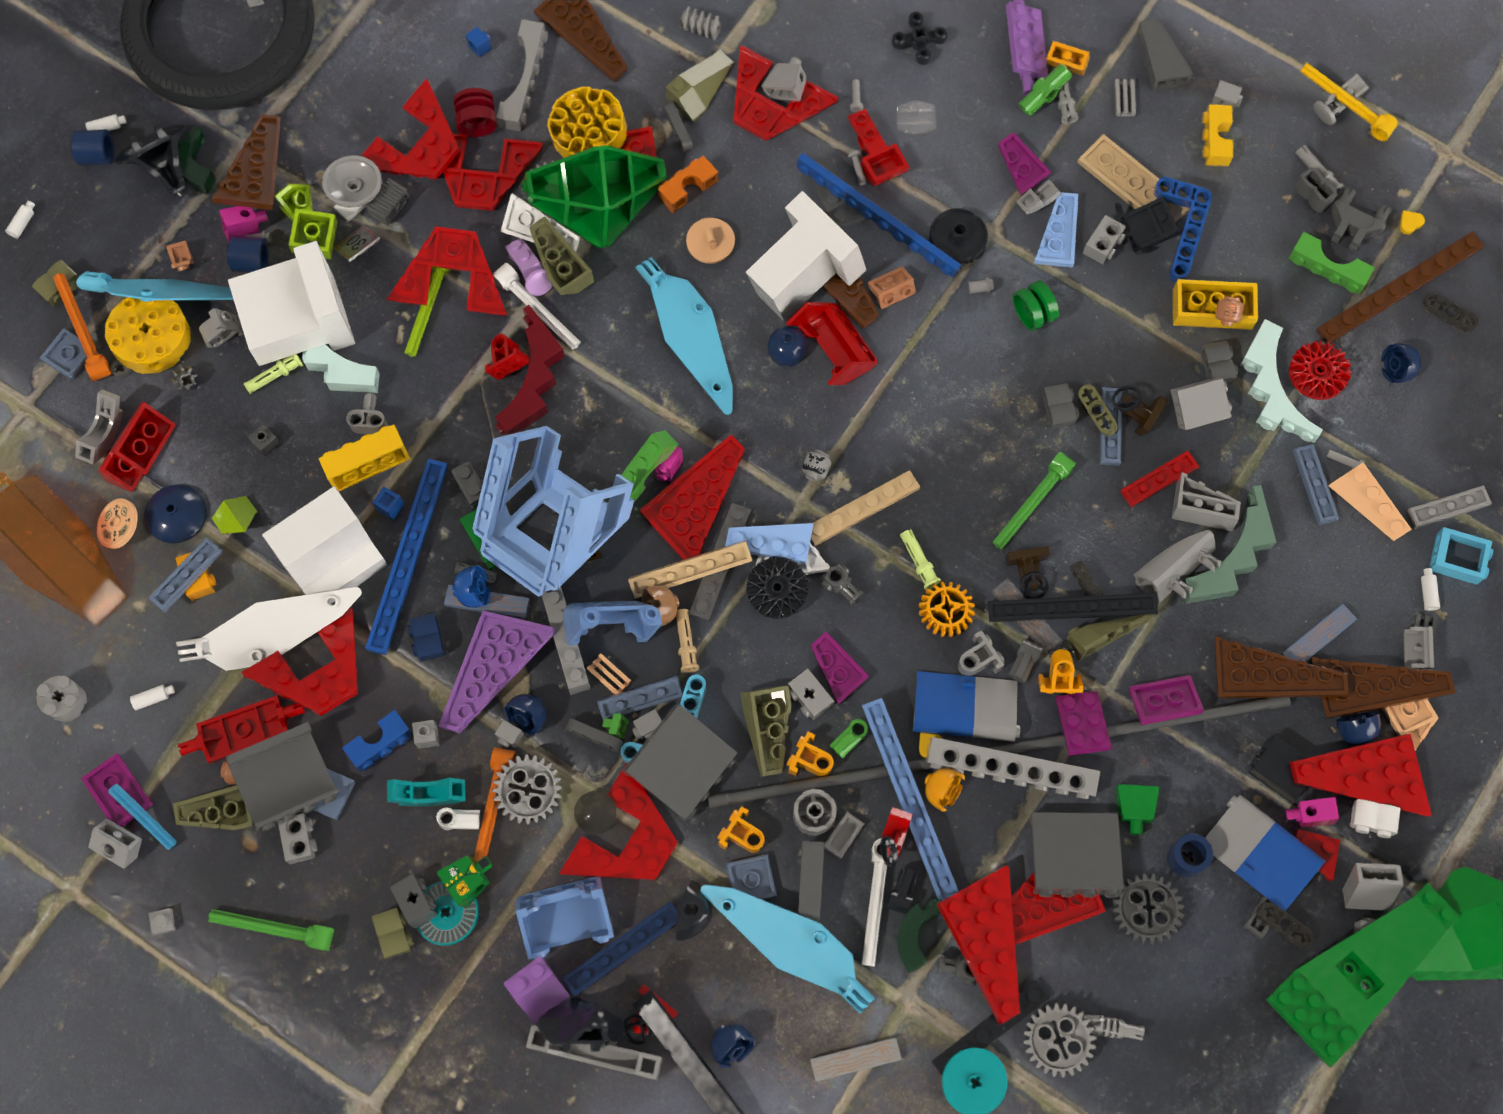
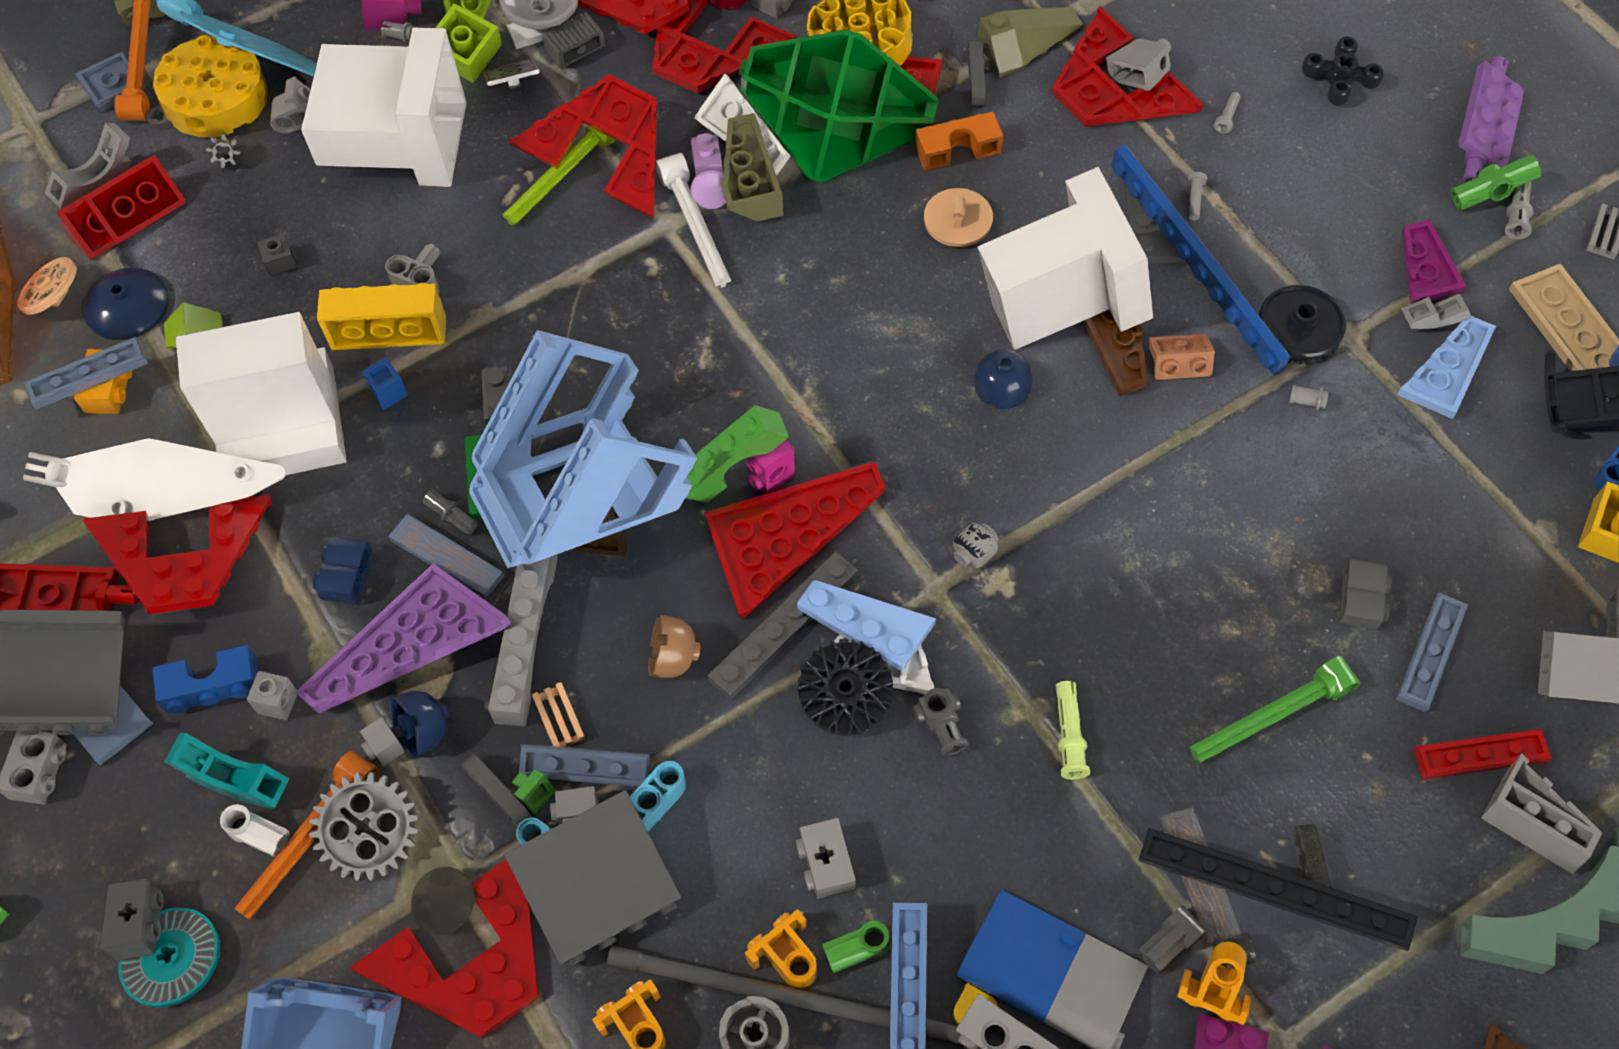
camera: 25 degrees right, 10 degrees down
(180, 256) = (298, 18): nougat bracket -> none
(247, 254) = (373, 31): dark blue piece -> none
(282, 367) = (344, 180): yellowish green pin -> none
(341, 373) = (412, 211): light aqua arch -> none
(392, 933) = (77, 954): olive brick -> none
(406, 557) = (371, 461): blue plate -> none
(465, 879) = (213, 918): green torso -> none
(471, 587) = (431, 525): blue cylinder -> none
(505, 357) = (622, 262): red pin -> none
(527, 404) = (673, 276): dark red arch -> none
(637, 618) = (631, 648): medium blue windscreen -> none
(687, 649) = (681, 725): tan pin -> none
(690, 331) = (880, 318): medium azure wing -> none
(692, 568) = (740, 614): tan plate -> none
(767, 719) = (746, 874): olive wedge -> none
(837, 338) = (1075, 390): red windscreen -> none
(838, 667) = (885, 837): magenta wing -> none
(863, 507) = (1019, 628): tan plate -> none
(882, 161) = (1231, 196): red plate -> none
(916, 117) = (1301, 162): clear slope -> none
(954, 608) = (1093, 817): light orange gear -> none
(981, 655) = (1108, 905): light grey pin -> none
(1029, 569) = (1230, 806): dark brown piece -> none
(1035, 305) = (1379, 445): green wheel -> none
(1072, 58) = (1552, 155): light orange brick -> none
(1098, 402) = (1417, 632): olive beam -> none
(1098, 635) = (1299, 947): olive wedge -> none
(1103, 239) = (1513, 398): light grey brick -> none
(1138, 410) = (1482, 643): dark brown piece -> none
(1176, 563) = (1467, 886): light grey piece -> none

